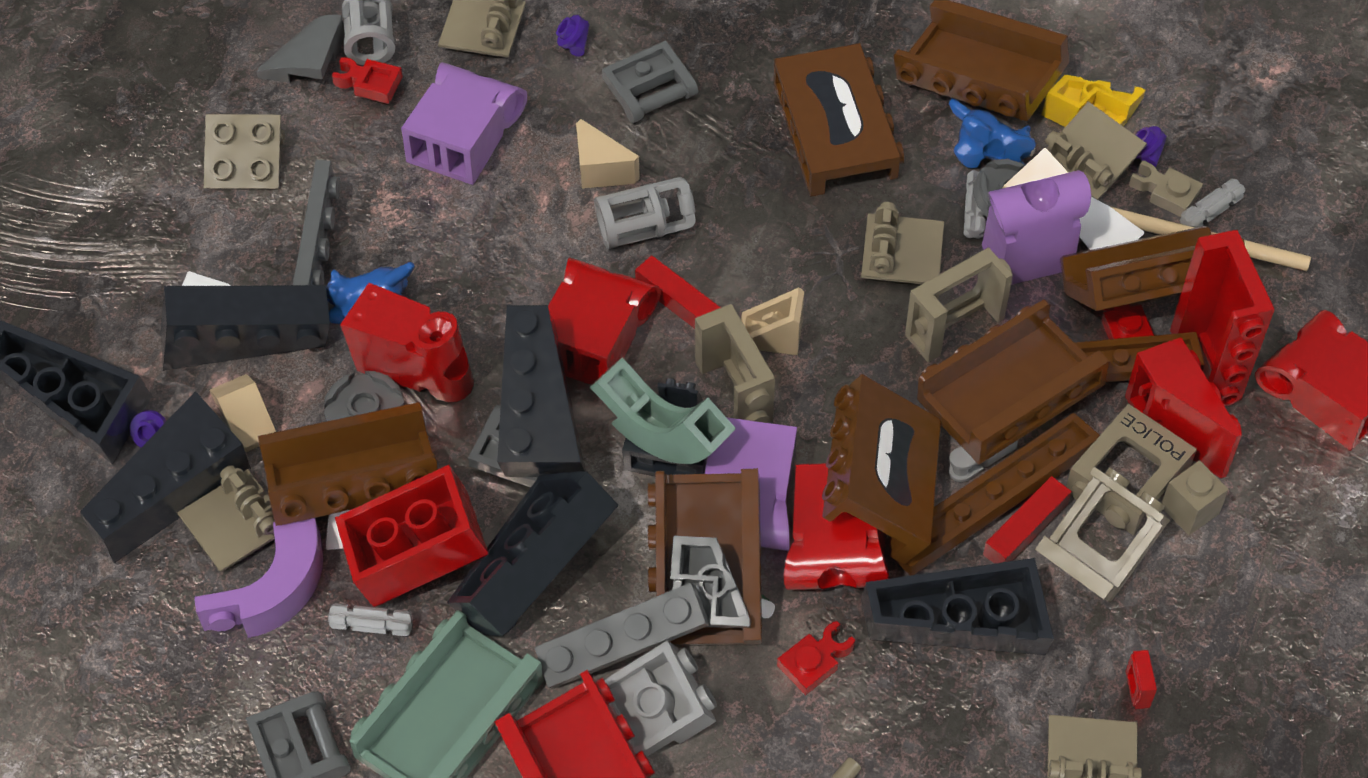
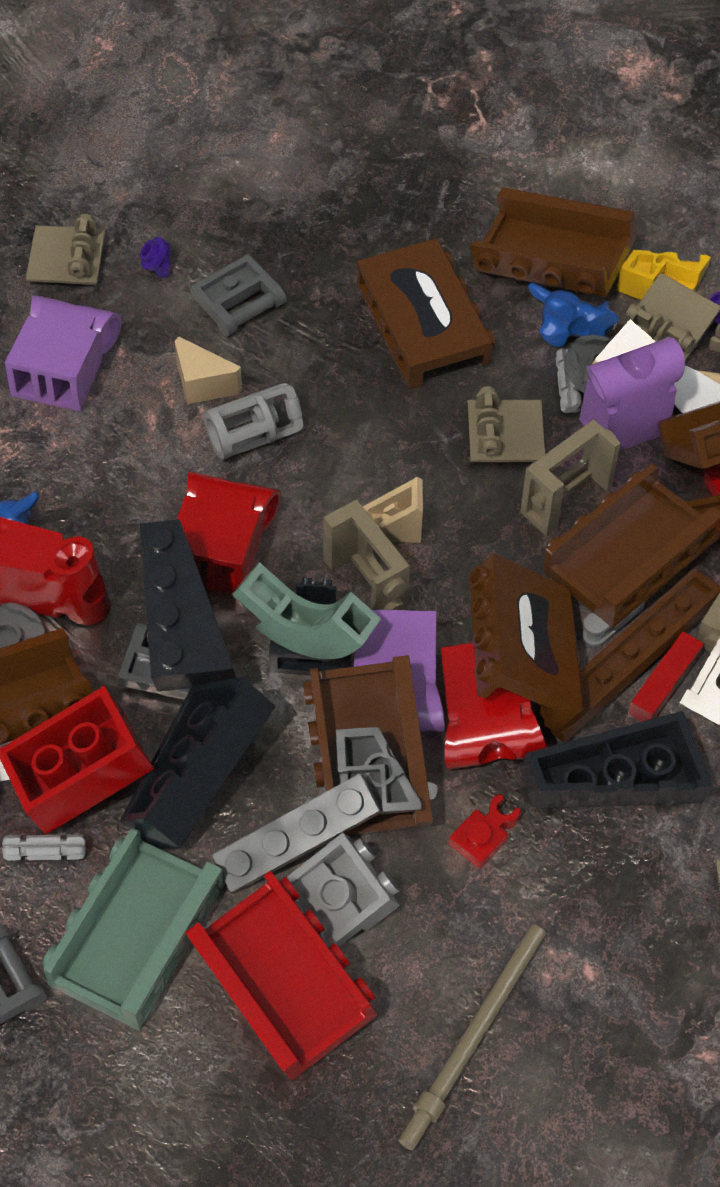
camera: 10 degrees left, 0 degrees up
(675, 292) = (296, 495): red piece -> none

